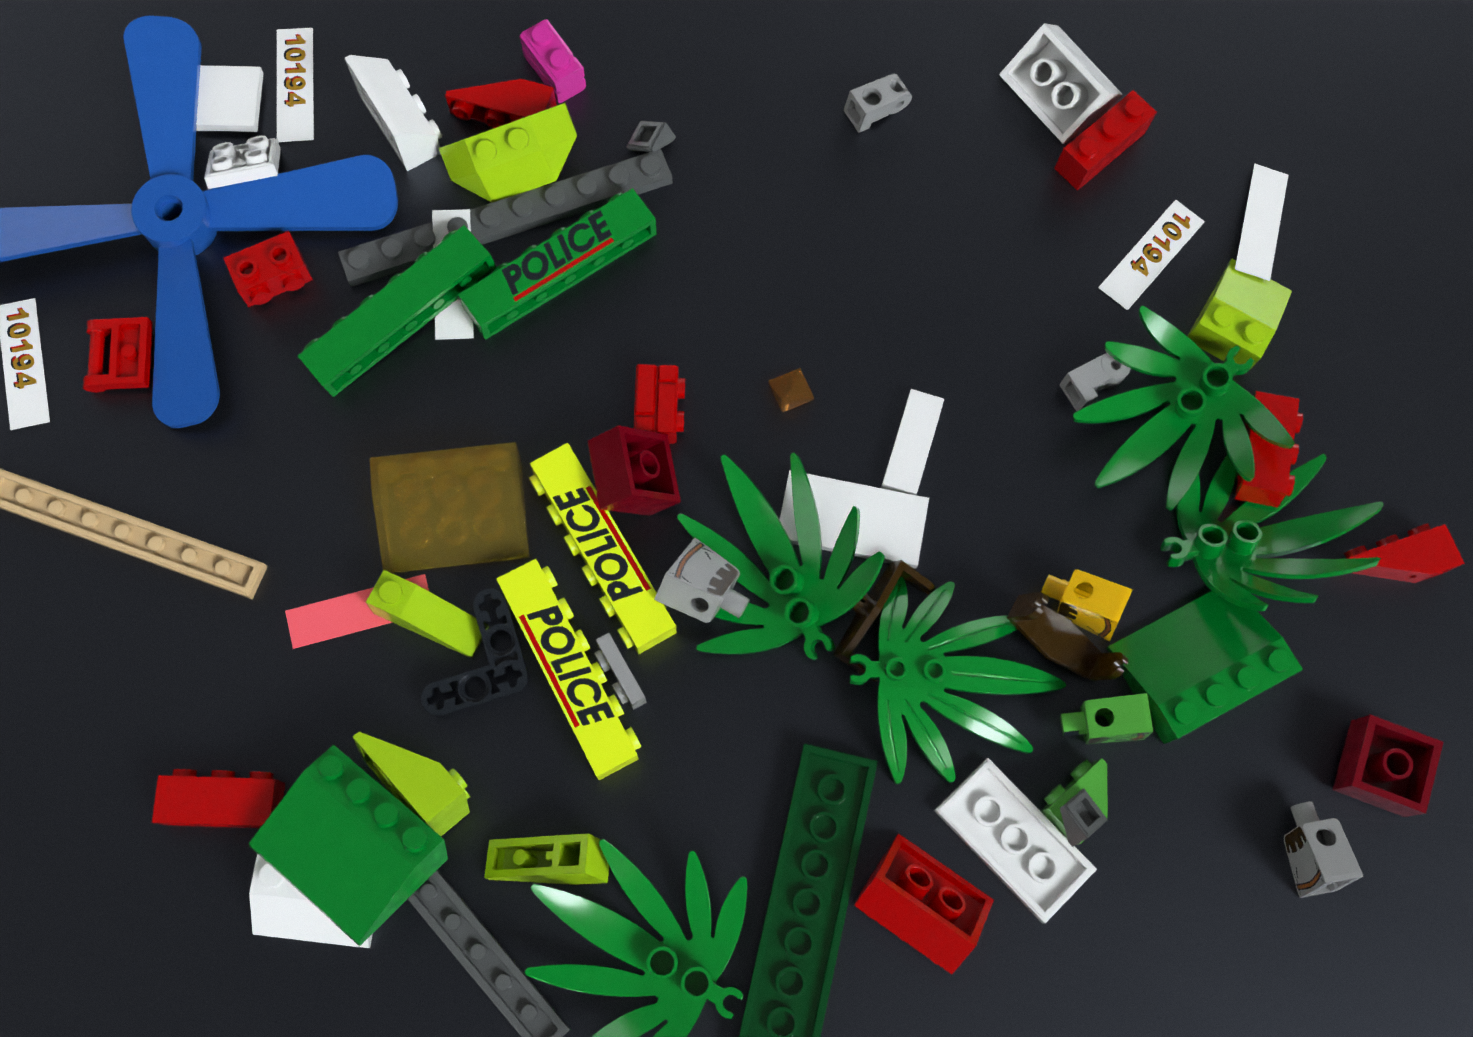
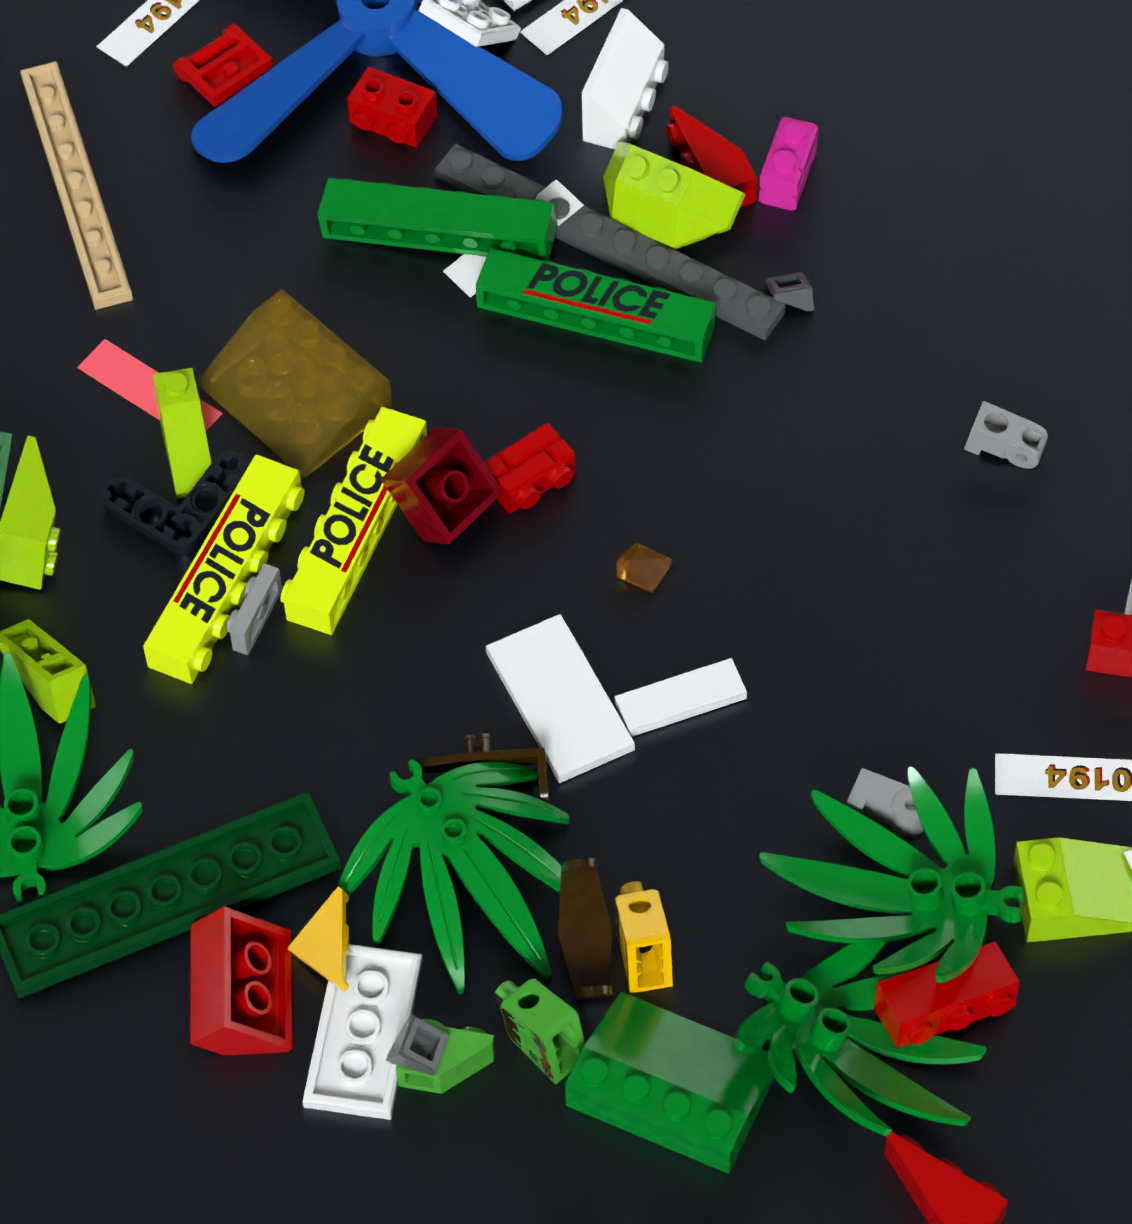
camera: 60 degrees right, 15 degrees down
(701, 584) = (383, 607): light grey torso -> none
(795, 593) = (454, 689): green plant -> none
(935, 819) = (325, 940): none -> yellow tile

